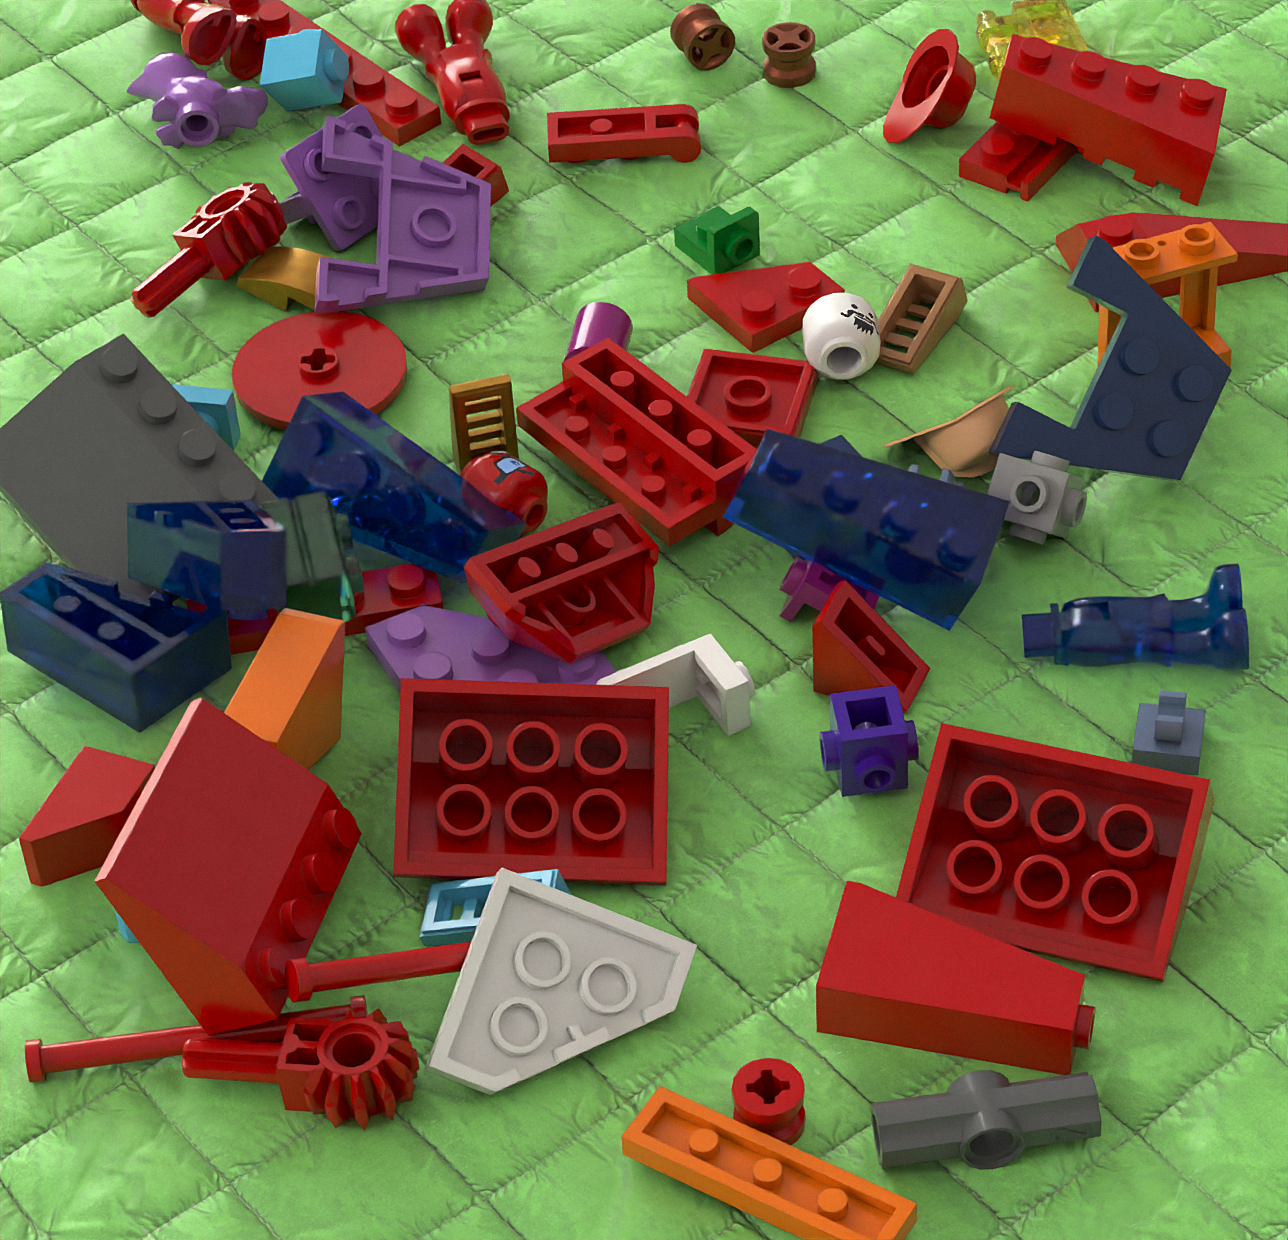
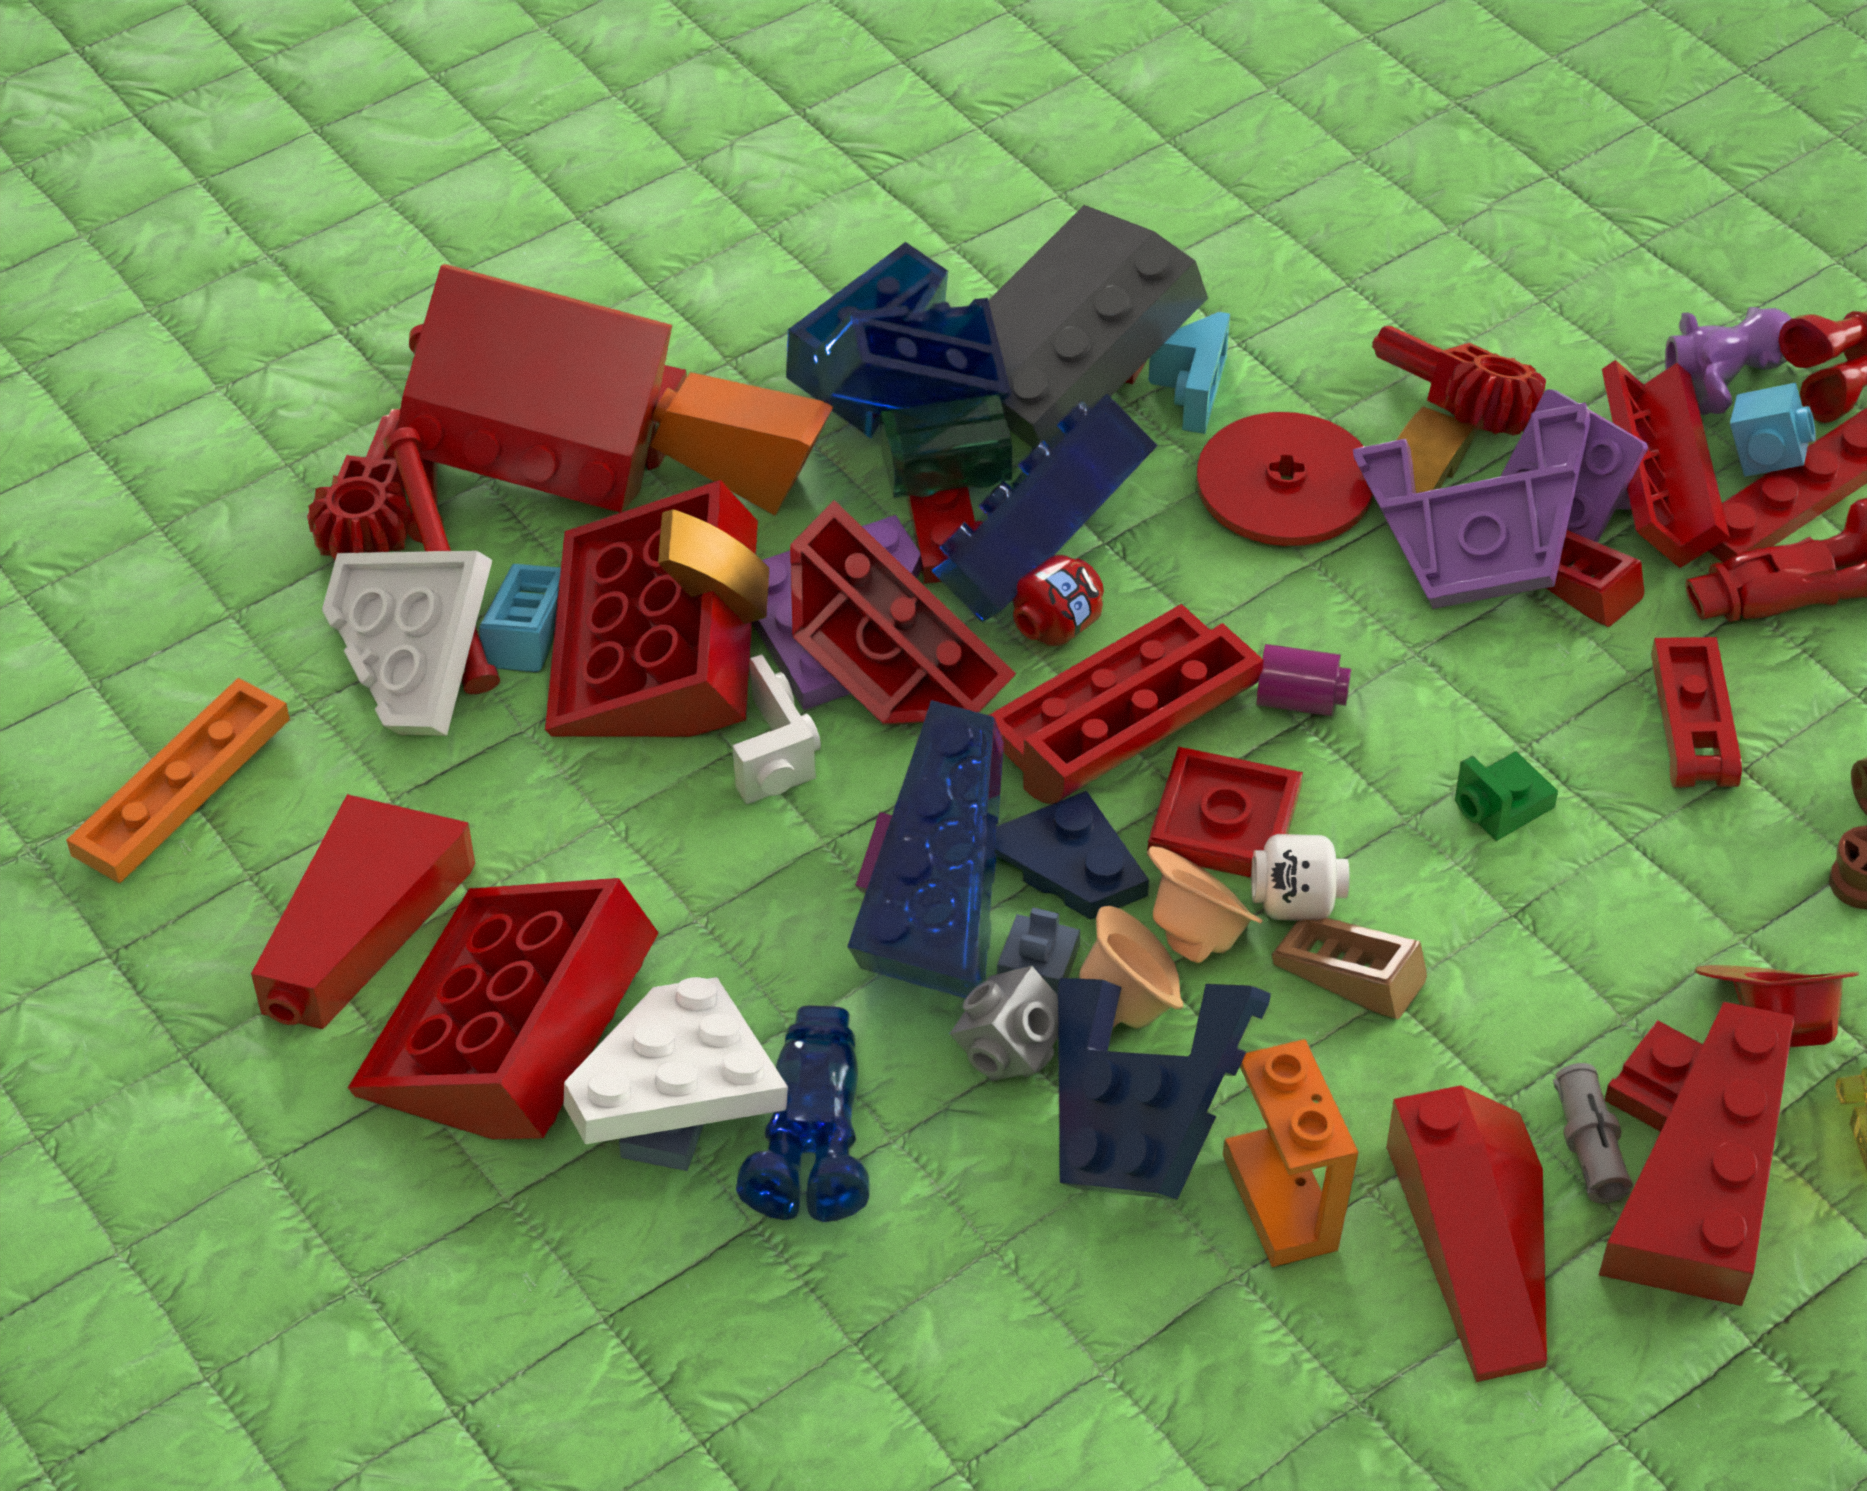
camera: 90 degrees right, 5 degrees up
(82, 815) = (697, 339): red slope -> none
(265, 133) = (1675, 484): none -> red fence
(504, 418) = (1138, 579): pearl gold slope -> none
(518, 685) = (711, 560): none -> pearl gold slope
(753, 1097) = (258, 782): red wheel -> none
(761, 302) = (1394, 836): red wing -> none
(860, 650) = (796, 870): red slope -> none
(868, 741) = (659, 857): dark purple brick -> none
(887, 400) = (1196, 908): none -> light nougat piece
(985, 1119) = (200, 929): dark grey piece -> none
(1077, 192) = (1592, 1133): none -> light grey pin
(1133, 693) = (673, 1066): none -> white plate

